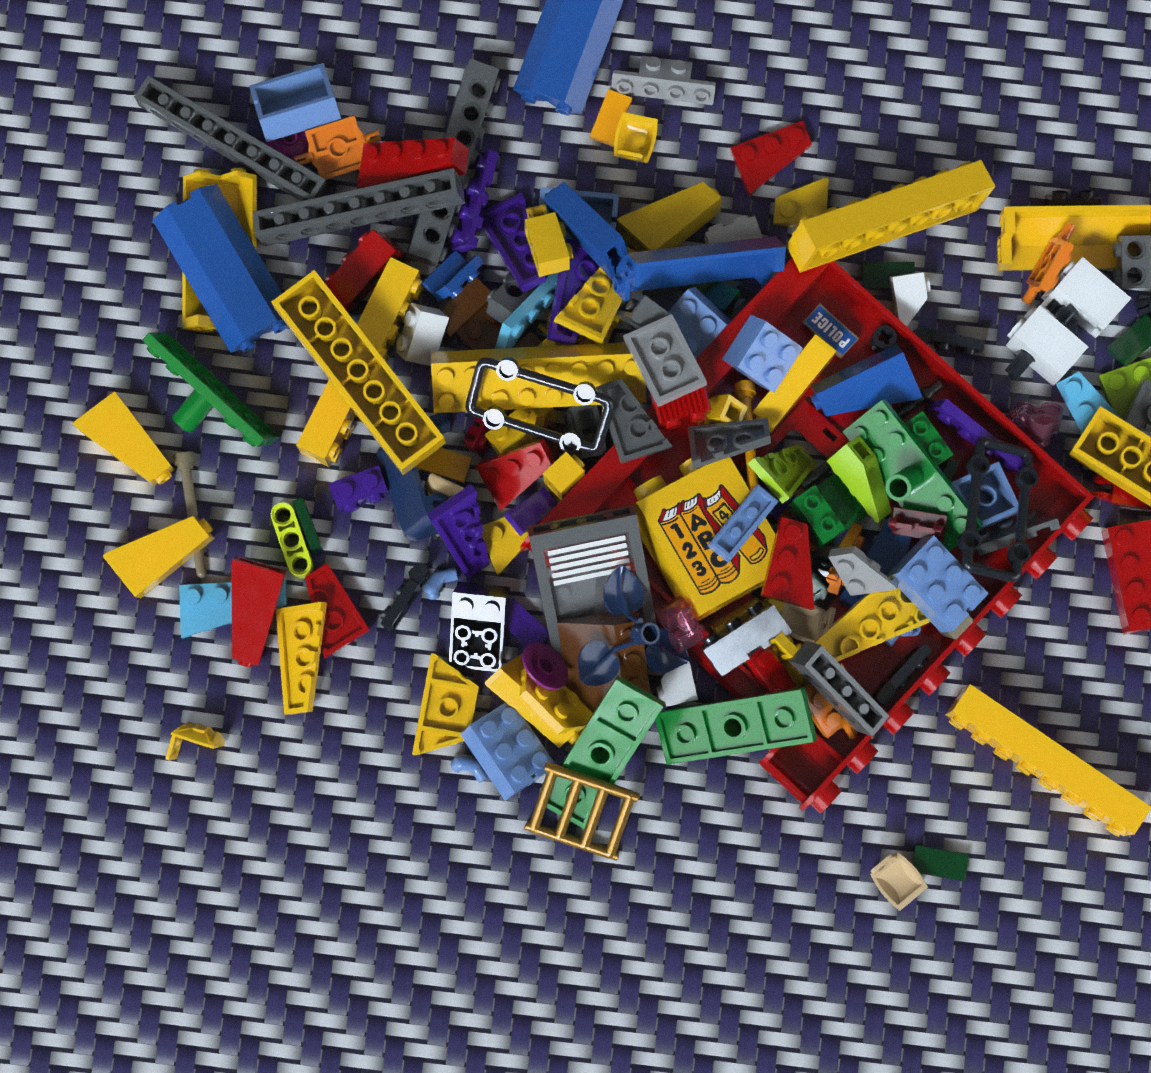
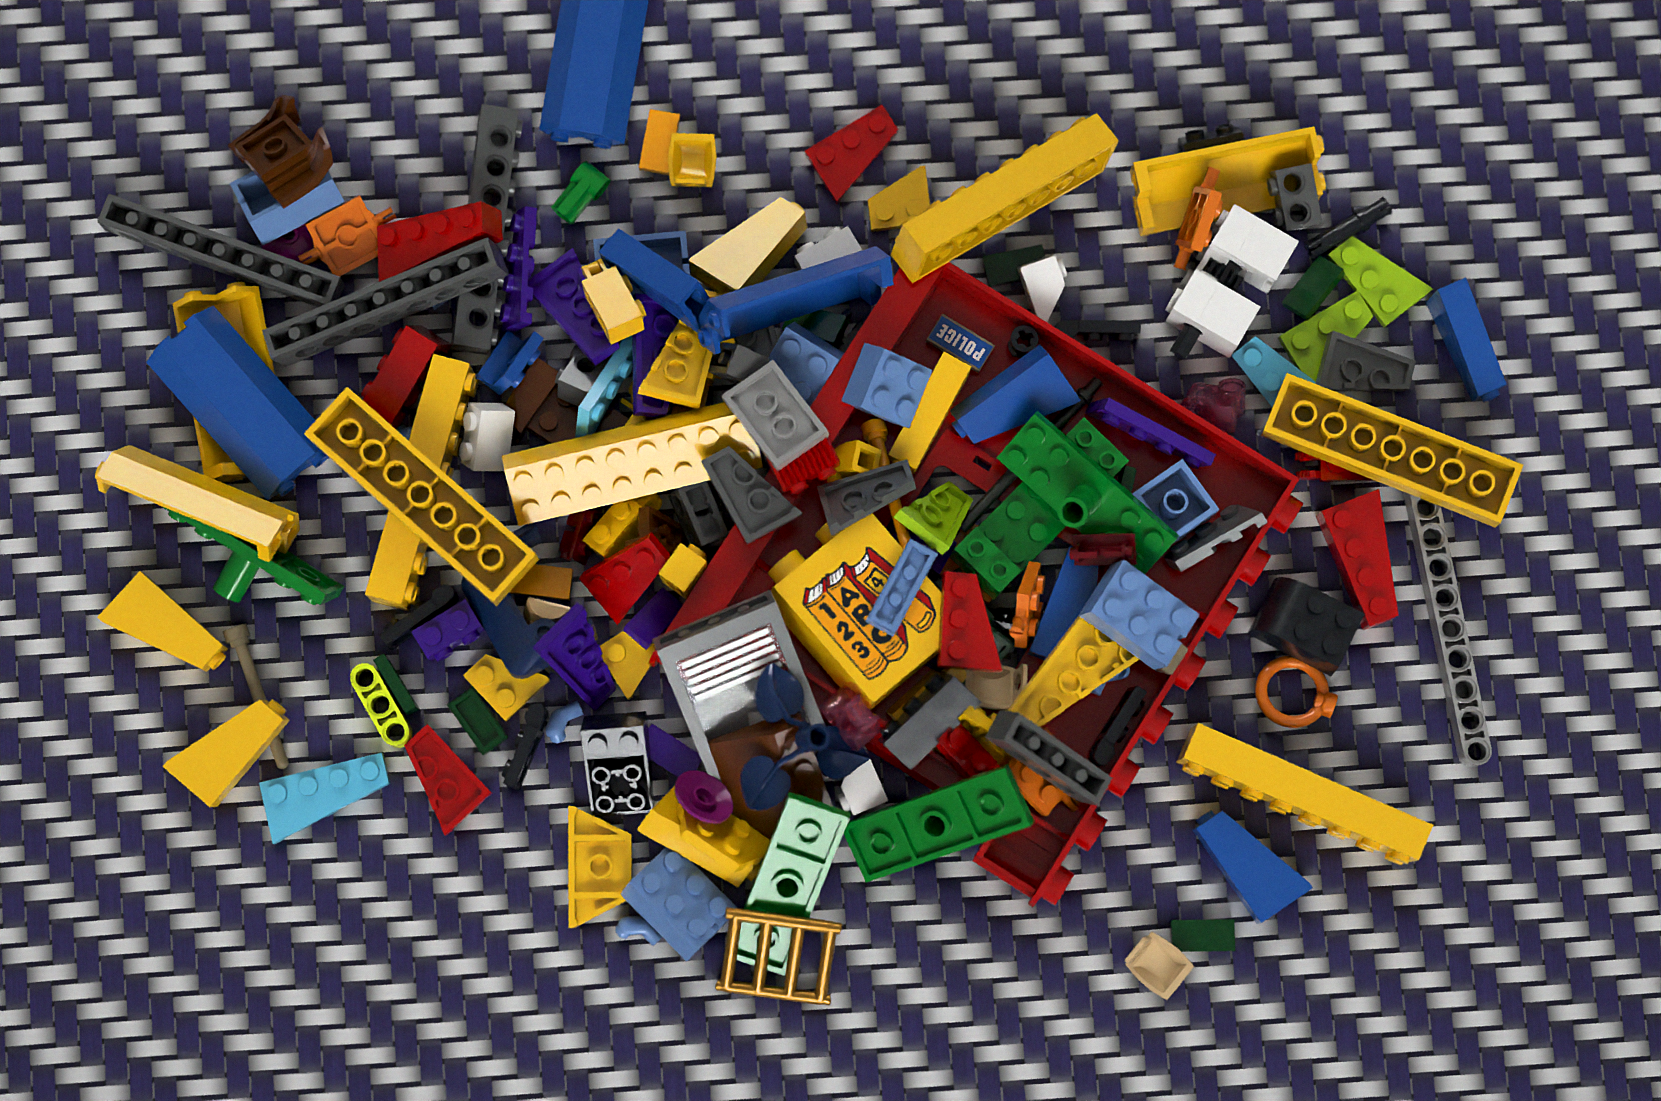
camera: 15 degrees left, 0 degrees up
(176, 340) = (200, 498): none -> yellow panel
(194, 733) = (310, 953): yellow piece -> none
(254, 602) = (350, 788): red slope -> none
(298, 69) = (283, 153): none -> reddish brown piece
(299, 652) = (414, 832): yellow wing -> none
(319, 482) = (399, 631): none -> black hinge
(369, 569) = (477, 721): none -> dark green tile
(394, 546) = (501, 689): none -> yellow wing
(542, 142) = (585, 185): none -> green piece
(583, 393) = (687, 470): black bar -> none
(664, 80) = (713, 87): light grey bracket -> none
(859, 572) = (1047, 619): light grey wing -> none
(861, 474) = (1026, 502): lime slope -> none
(970, 538) = (1167, 555): black bar -> none
(991, 815) = (1252, 870): none -> blue slope
(1076, 620) = (1306, 624): none -> black brick
(1078, 688) = (1323, 703): none -> orange piece

